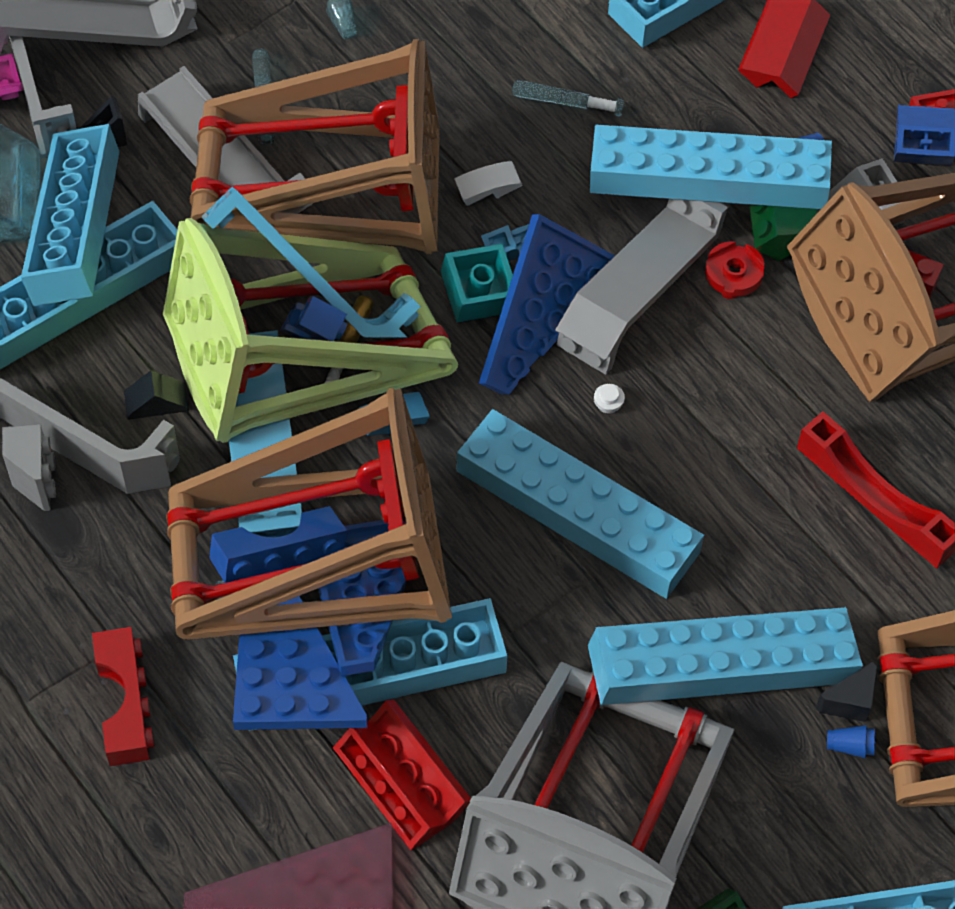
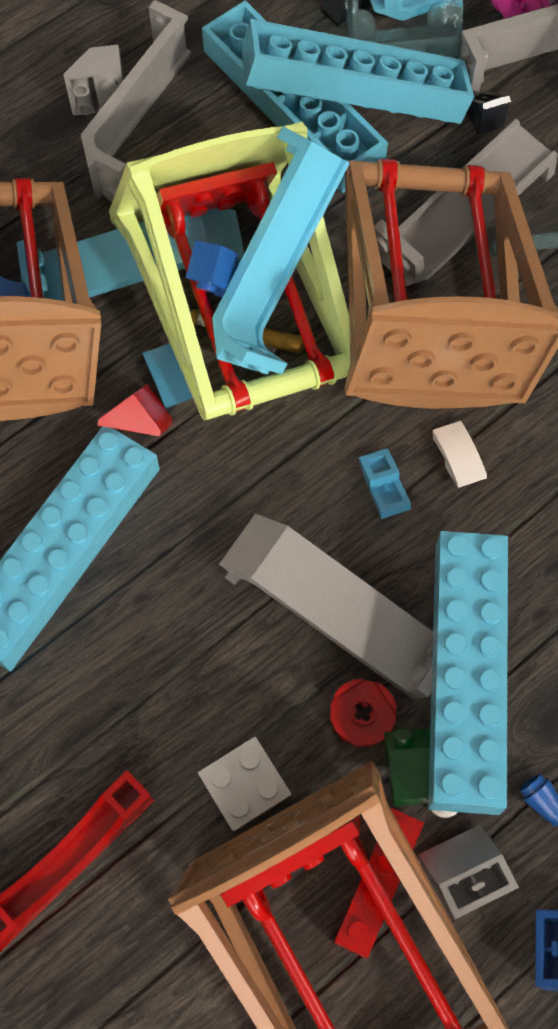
camera: 90 degrees right, 10 degrees up
(446, 430) = (139, 414): none -> slope
(477, 281) = (318, 442): teal brick -> none
(544, 283) = (317, 500): blue wing -> none
(609, 398) = (190, 578): white plate -> none
(799, 361) = (244, 784): none -> white plate

